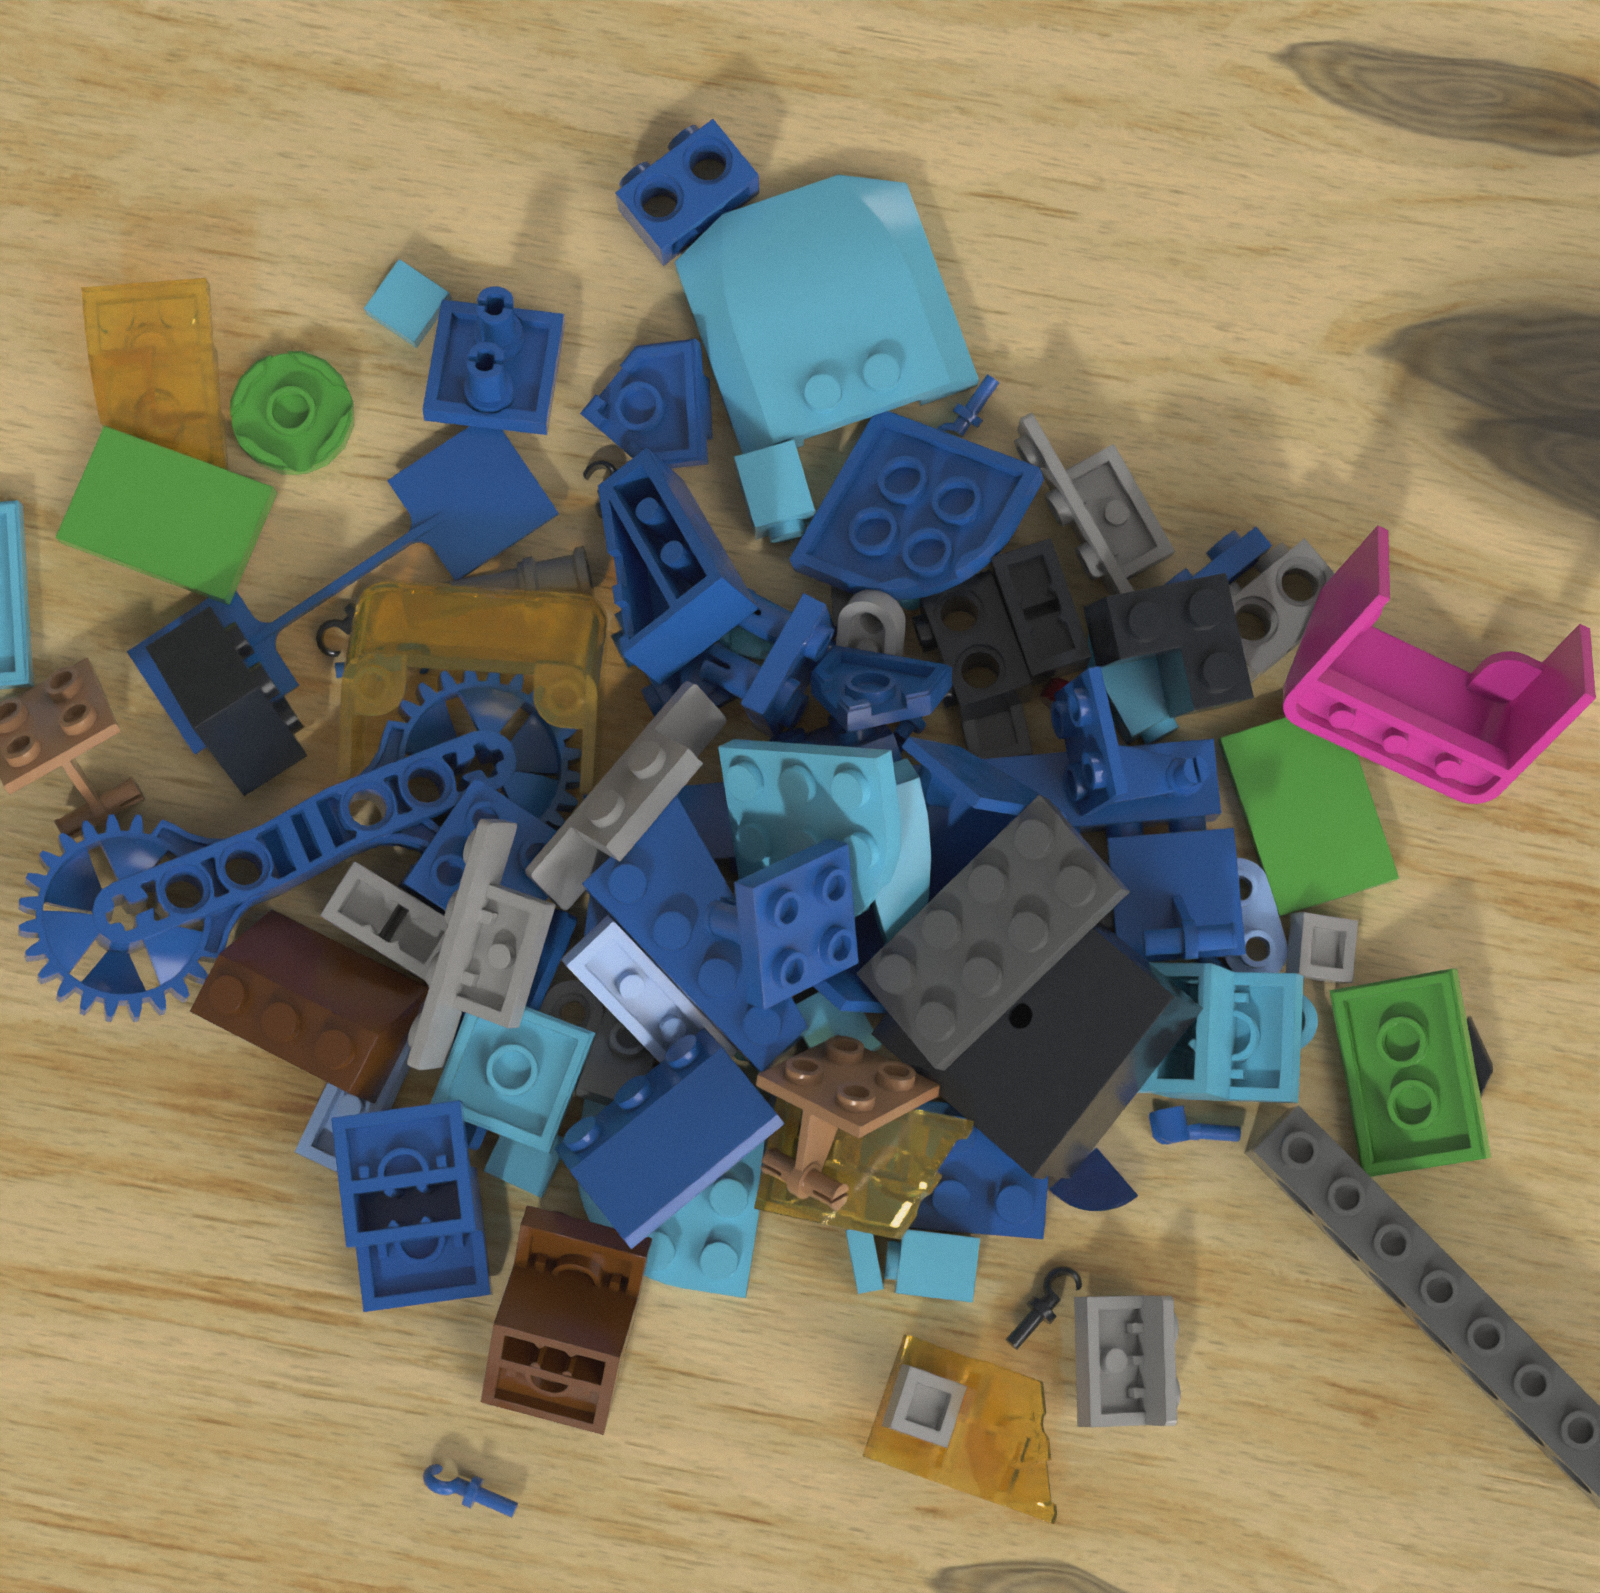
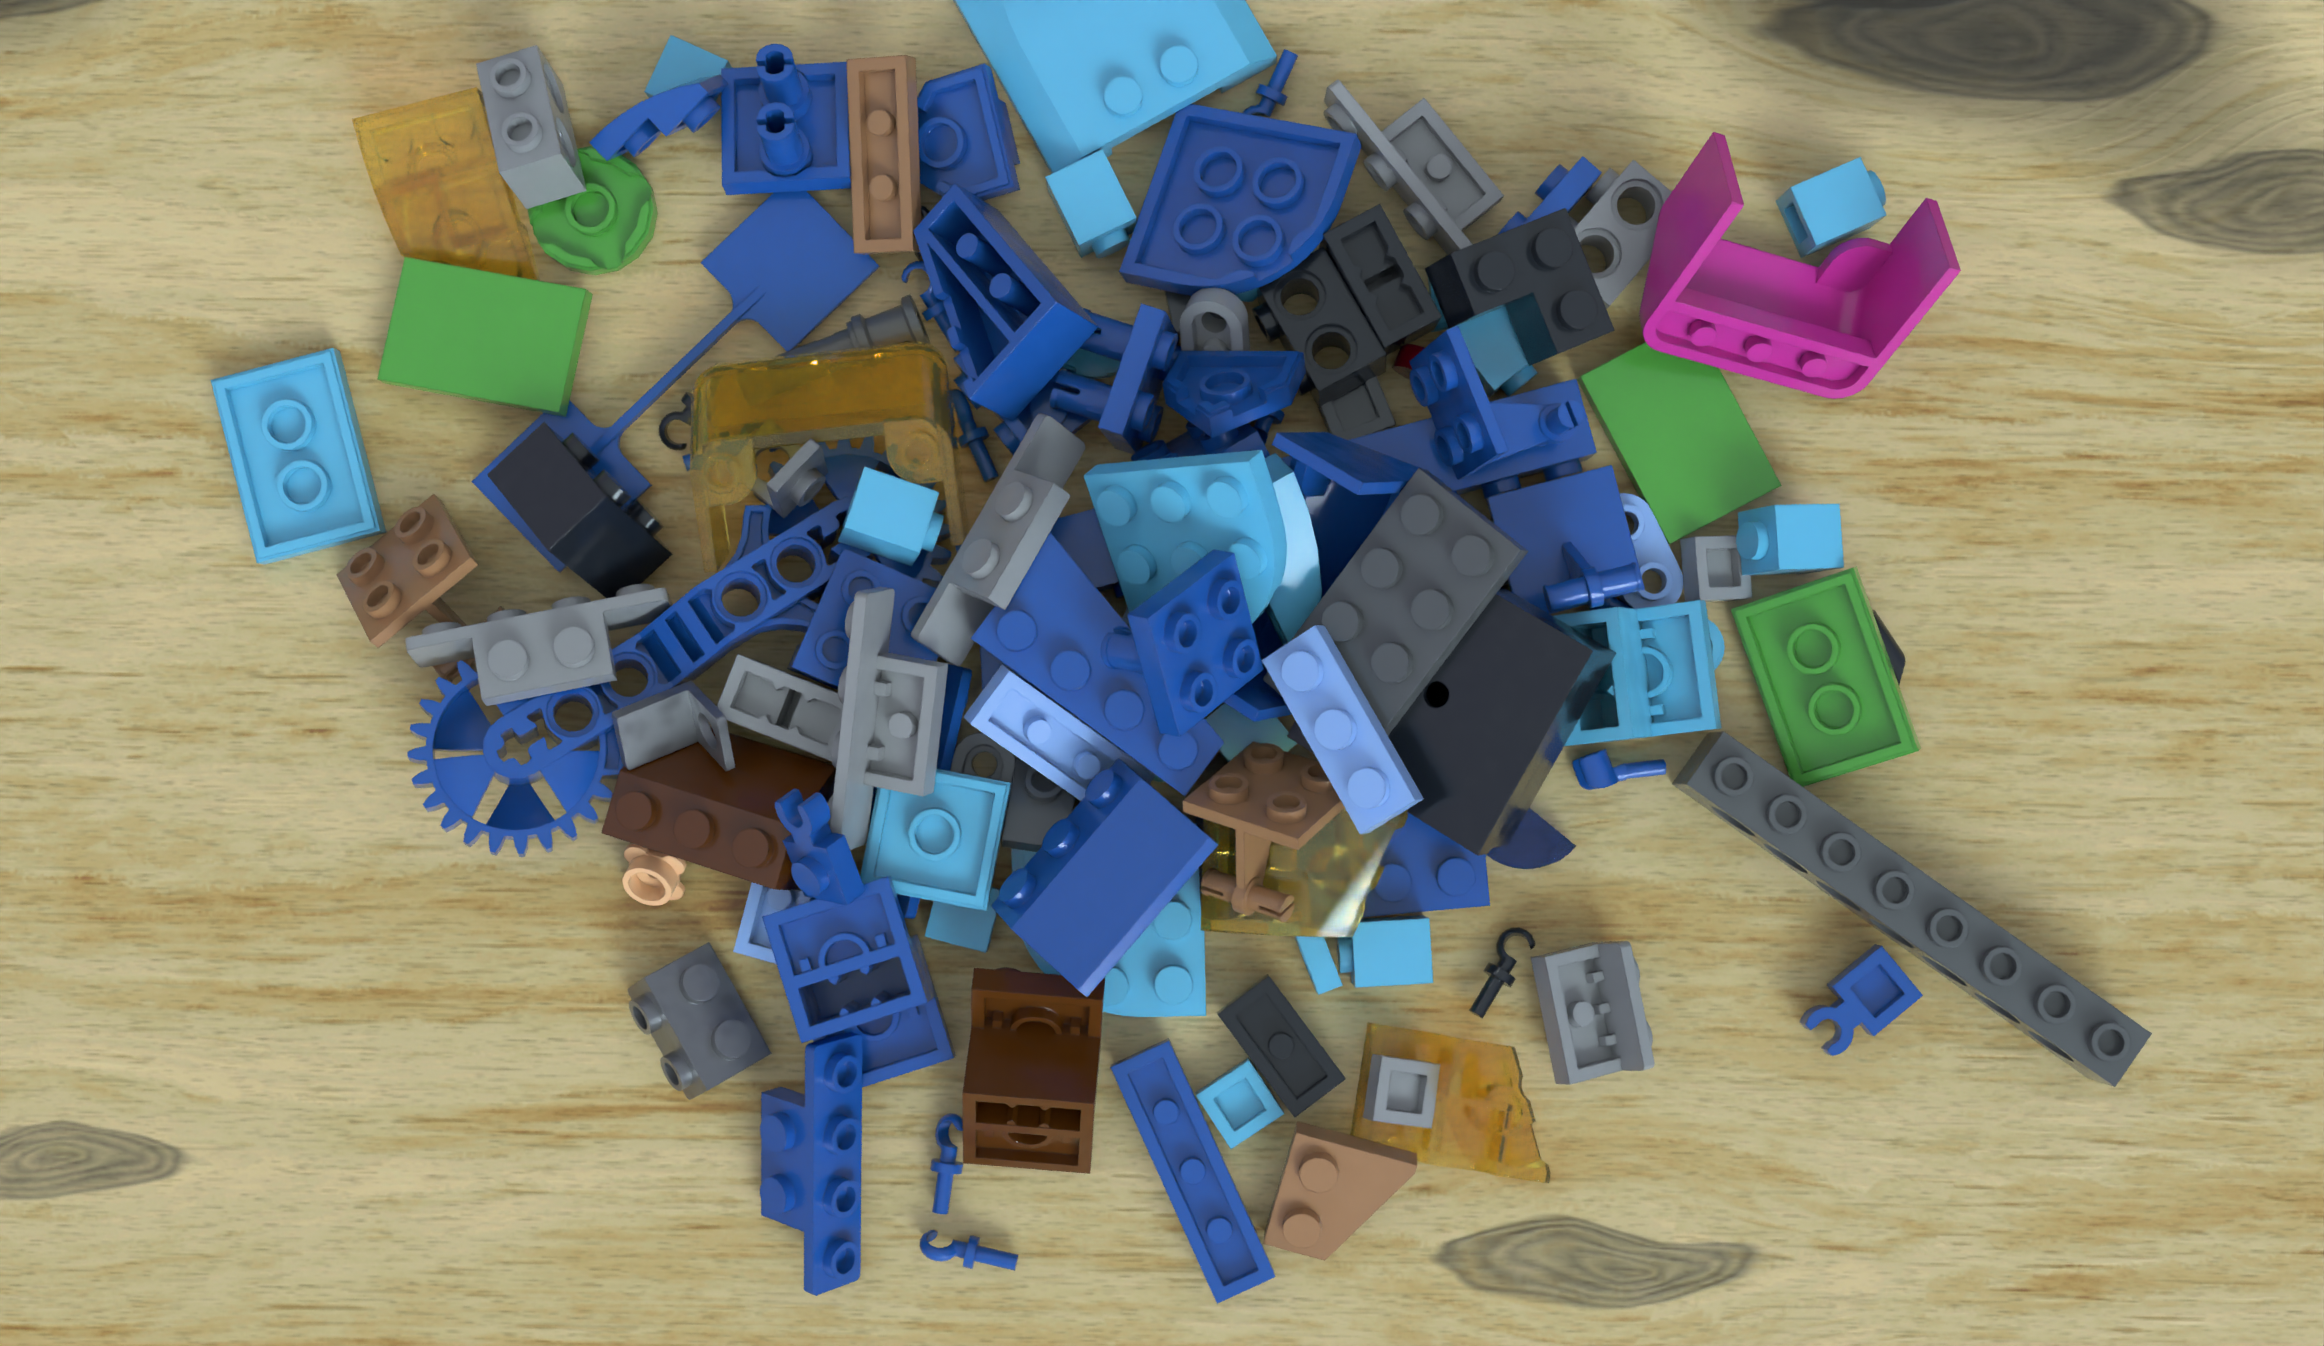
camera: 10 degrees left, 5 degrees up
(168, 823) = (541, 650): none -> light grey bracket
(230, 1063) = (652, 876): none -> light nougat plate
(245, 1215) = (696, 1022): none -> flat silver bracket
(249, 324) = (531, 127): none -> light grey brick
(277, 917) = (669, 724): none -> flat silver bracket
(337, 1371) = (815, 1160): none -> blue bracket
(384, 332) = (667, 112): none -> blue slope
(397, 1068) = (819, 858): none -> blue plate
(442, 704) = (796, 481): none -> flat silver bracket
(464, 1400) = (946, 1164): none -> blue hand
(526, 756) = (891, 517): none -> medium azure brick
(583, 408) = (884, 154): none -> medium nougat plate
(605, 560) = (935, 306): none -> blue hand
(619, 693) = (973, 436): none -> blue hand
(705, 1449) = (1193, 1171): none -> blue plate
(763, 1391) = (1239, 1103): none -> medium azure tile
(813, 1340) = (1281, 1045): none -> black plate
(838, 1491) = (1331, 1189): none -> medium nougat wing
(923, 1032) = (1342, 729): none -> light blue plate
(1397, 931) = (1790, 539): none -> medium azure brick
(1402, 1393) = (1868, 995): none -> blue plate
(1493, 617) = (1832, 206): none -> medium azure brick

